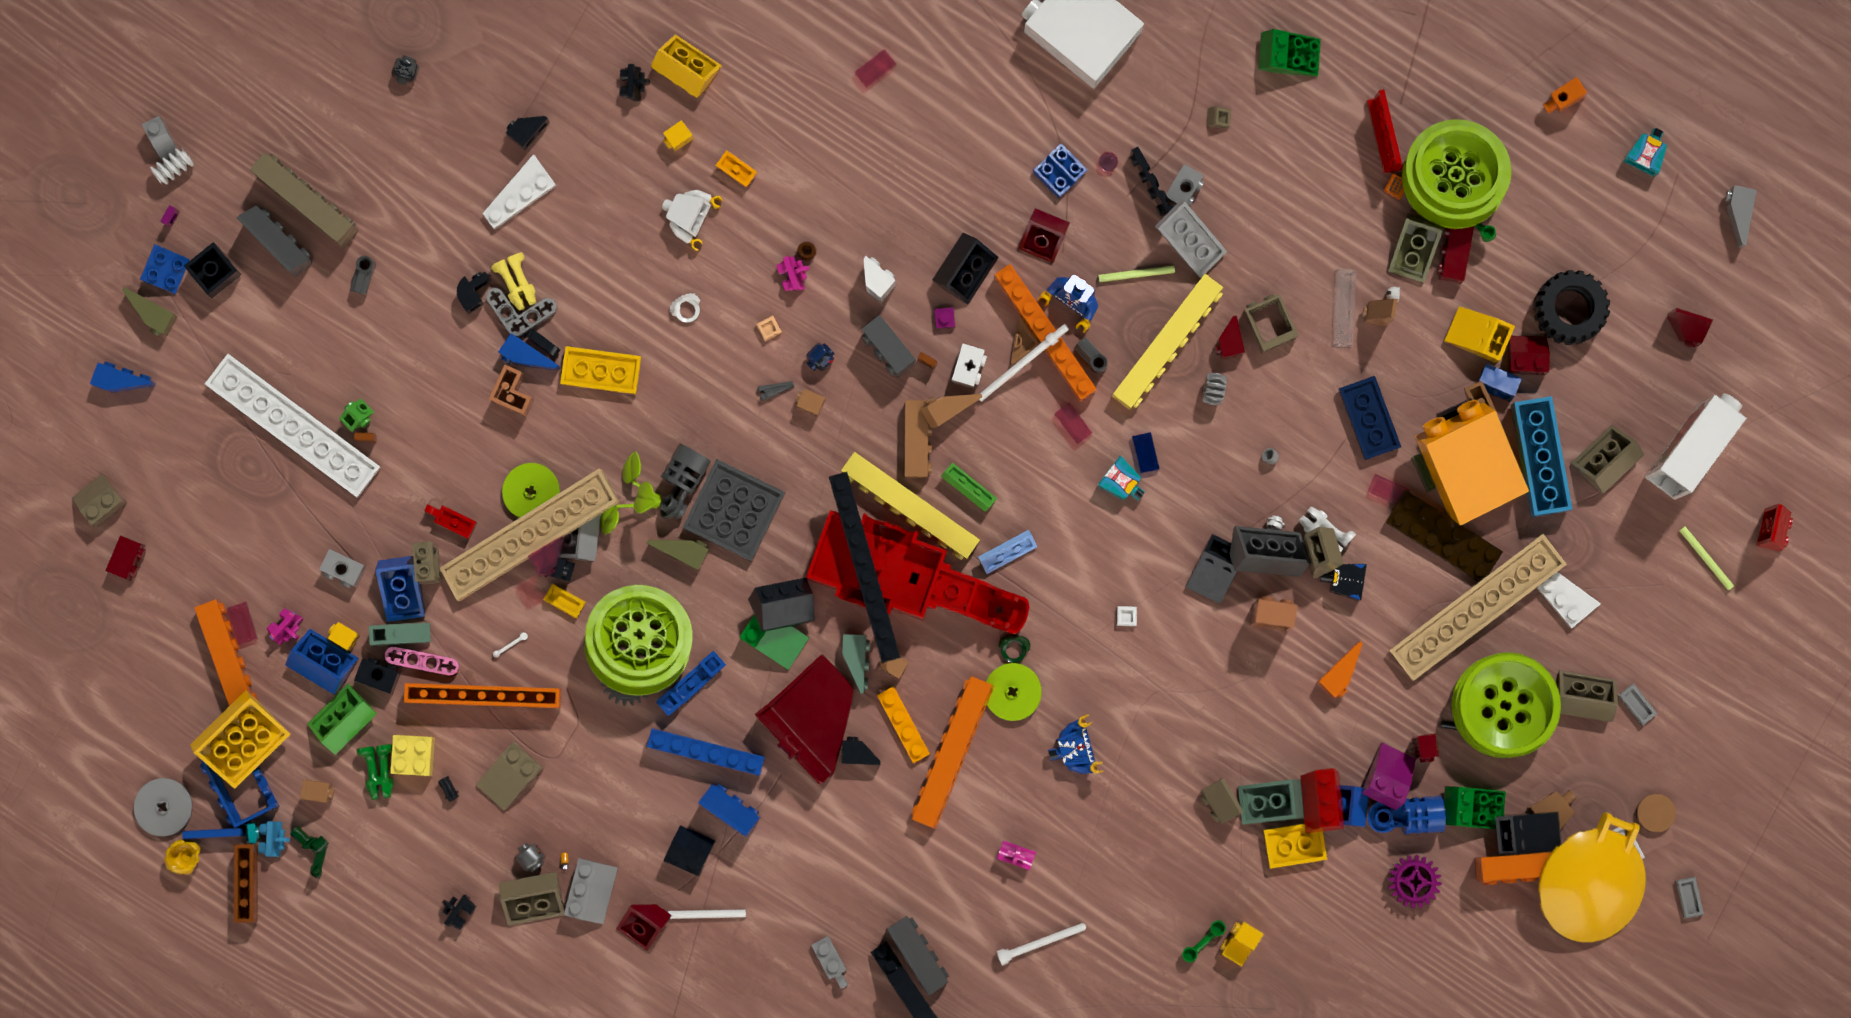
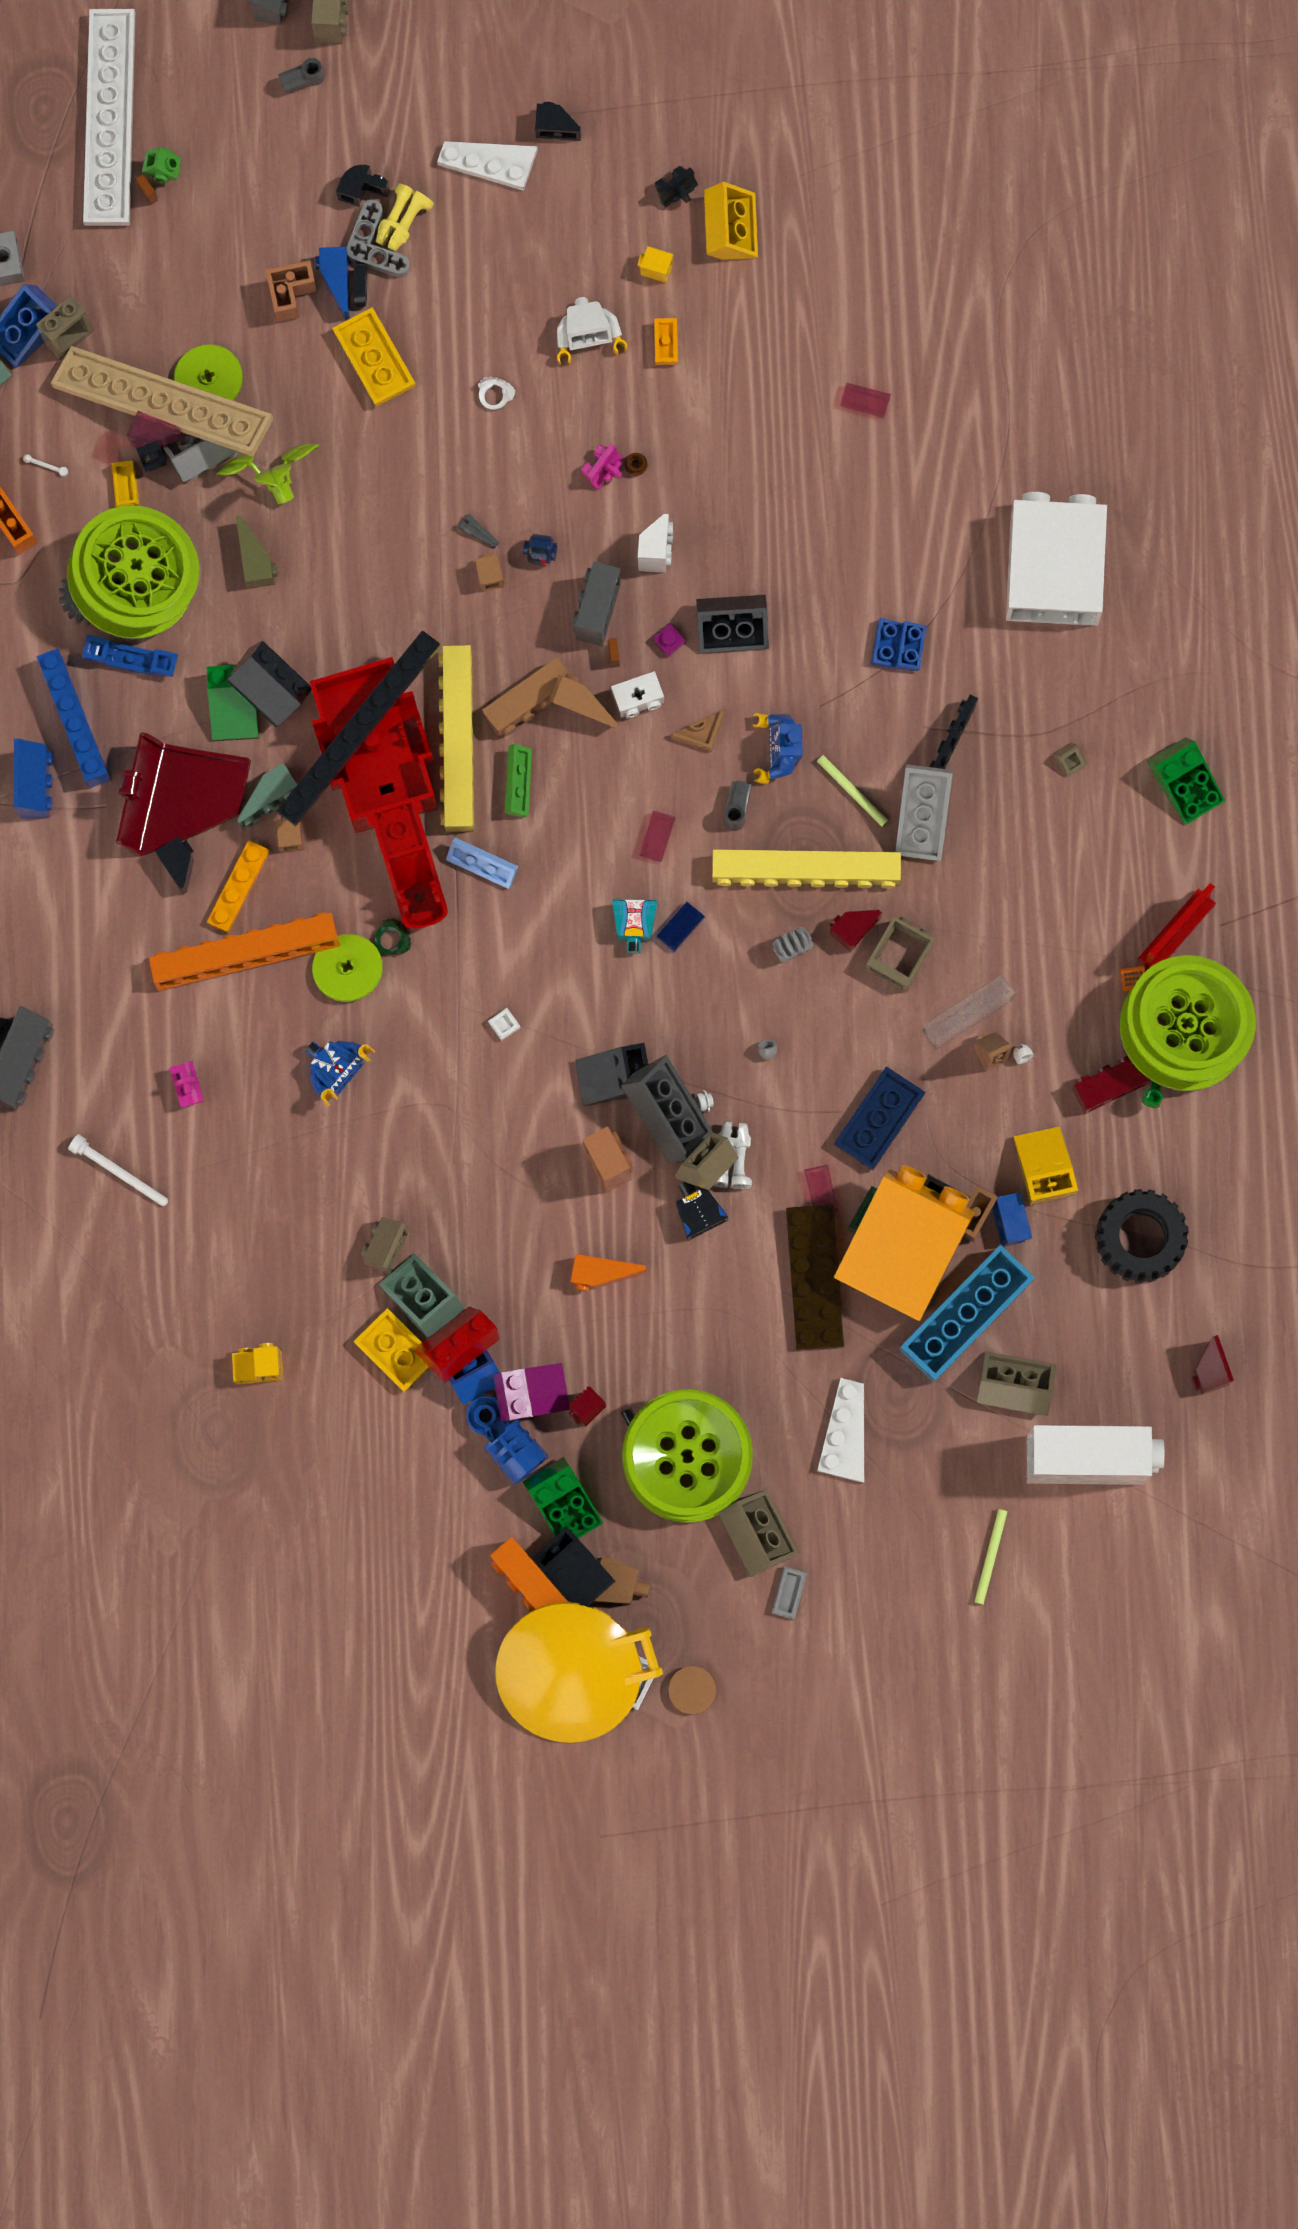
camera: 60 degrees right, 5 degrees down
(452, 520) = (126, 325): red plate -> none
(683, 480) = (322, 503): dark grey cylinder -> none
(734, 510) = (330, 577): dark grey plate -> none
(768, 328) = (533, 483): light nougat tile -> none
(1041, 327) = (725, 743): orange brick -> none
(1044, 235) = (822, 674): dark red slope -> none
(1051, 339) = (719, 748): white bar -> none
(1108, 161) = (943, 685): clear pink tile -> none
(1185, 176) = (983, 765): light grey brick -> none
(1191, 953) = (211, 1326): green bar -> none
(1415, 248) = (1085, 1040): olive slope -> none
(1431, 882) = (455, 1512): magenta gear -> none
(1477, 607) = (767, 1359): tan plate -> none
(1528, 355) = (1061, 1229): dark red slope -> none
(1689, 897) = (631, 1786): light grey tile -> none
(1774, 528) = (1071, 1602): red slope -> none

